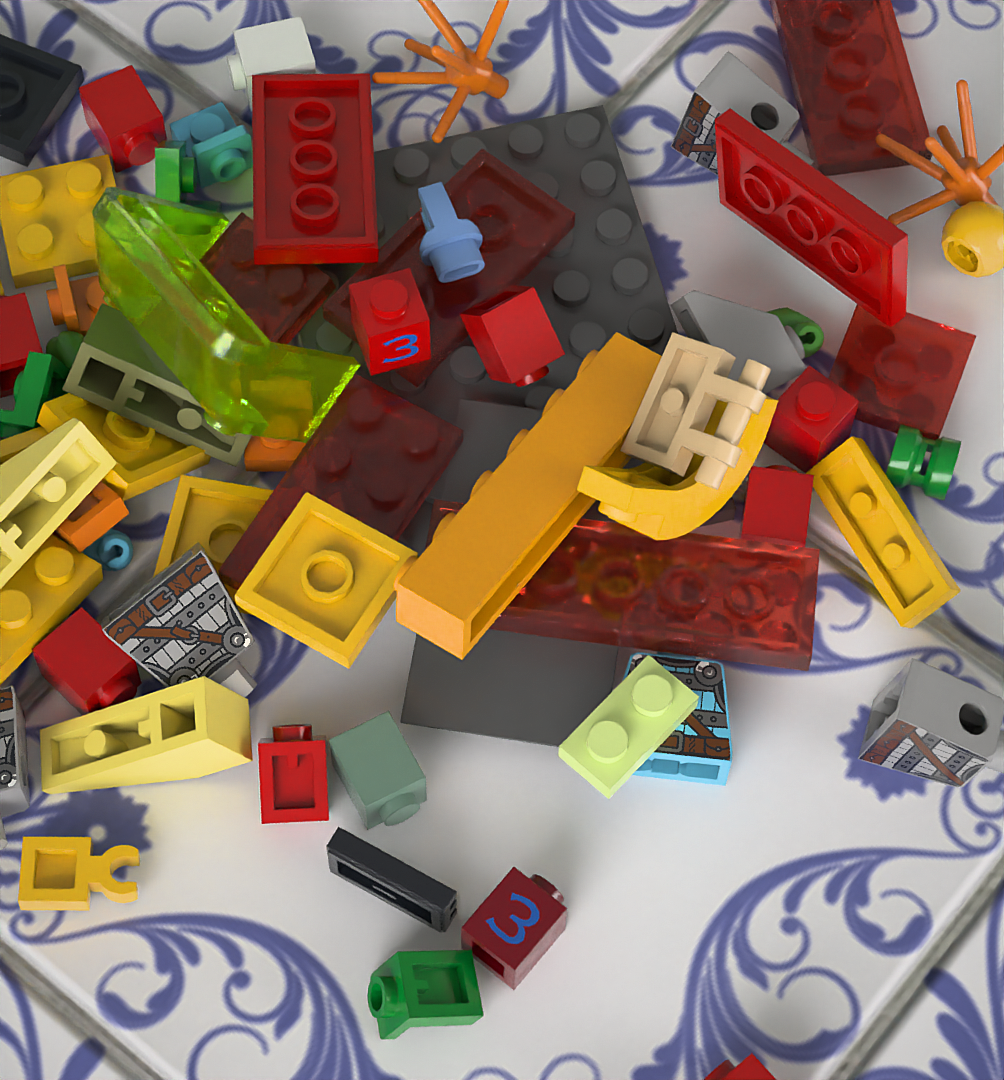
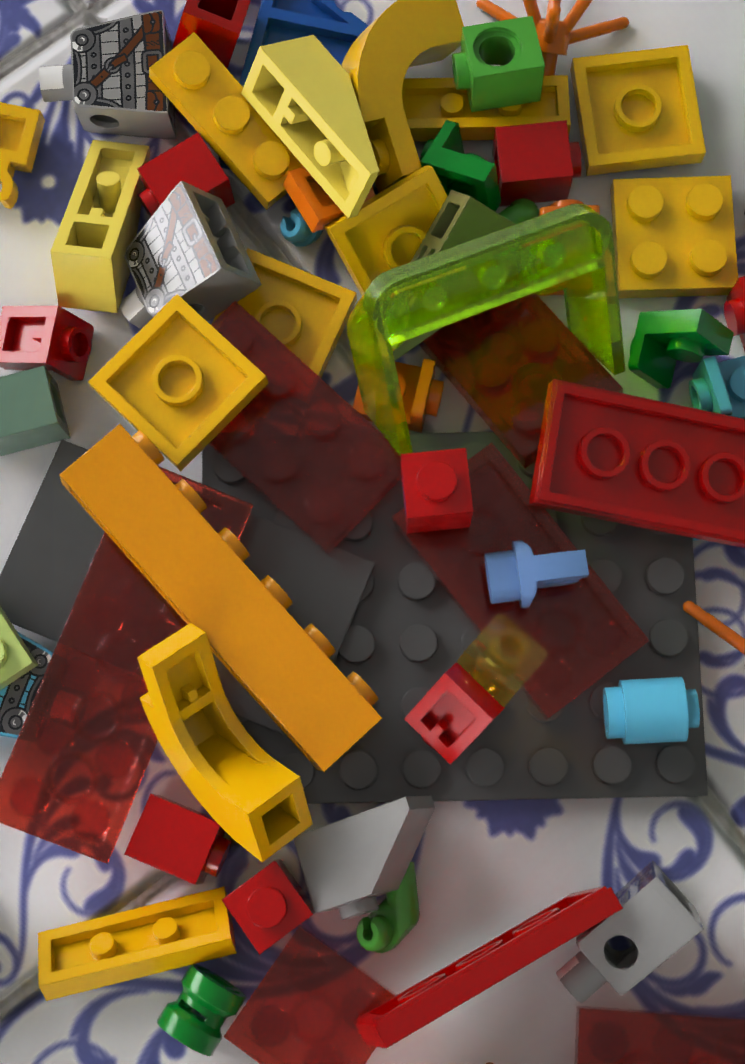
camera: 110 degrees right, 15 degrees up
(513, 335) = (411, 616): red brick -> none
(545, 141) = (650, 710): none -> medium azure brick
(547, 260) = (502, 658): none -> clear yellow bracket
(595, 279) = (453, 713): none -> red bracket
(681, 402) = (259, 748): tan plate -> none

